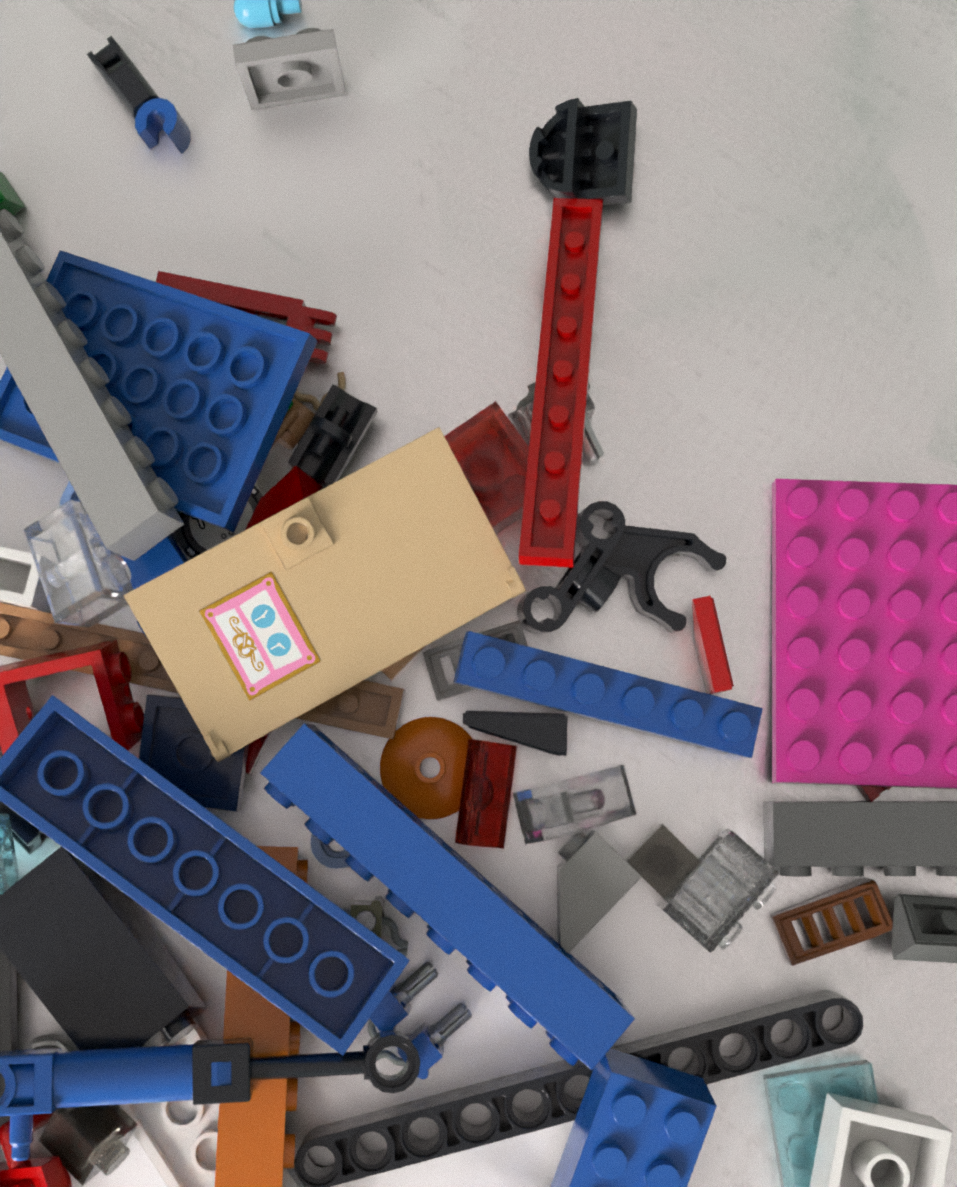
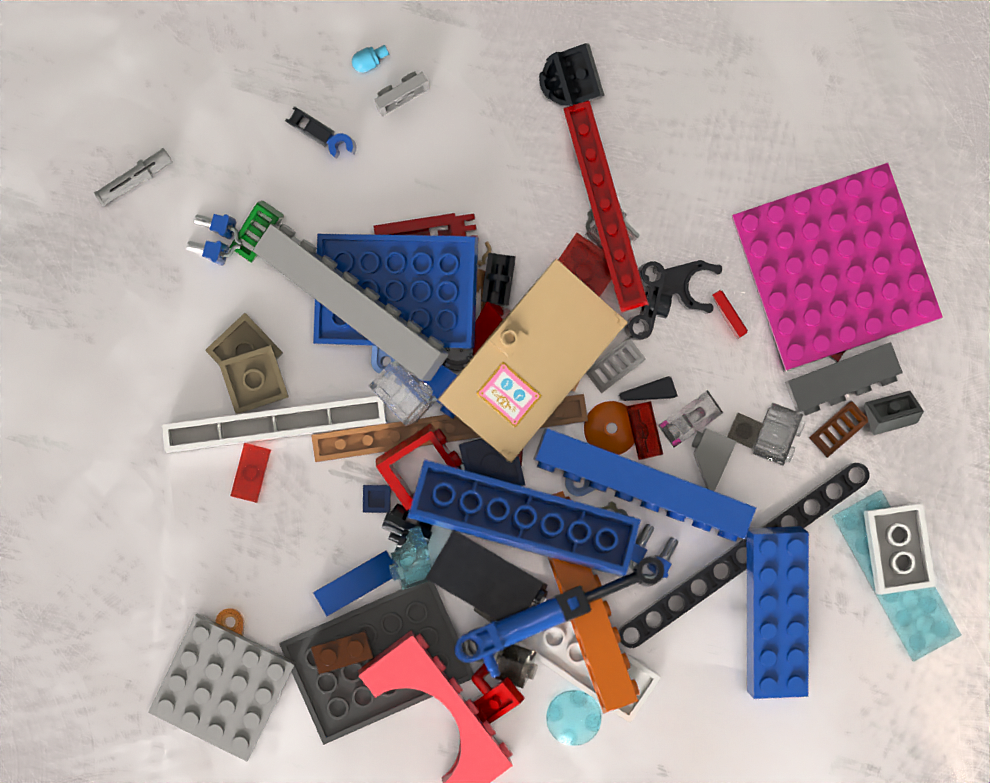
camera: 25 degrees left, 5 degrees up
(607, 694) = (687, 358): blue plate -> none

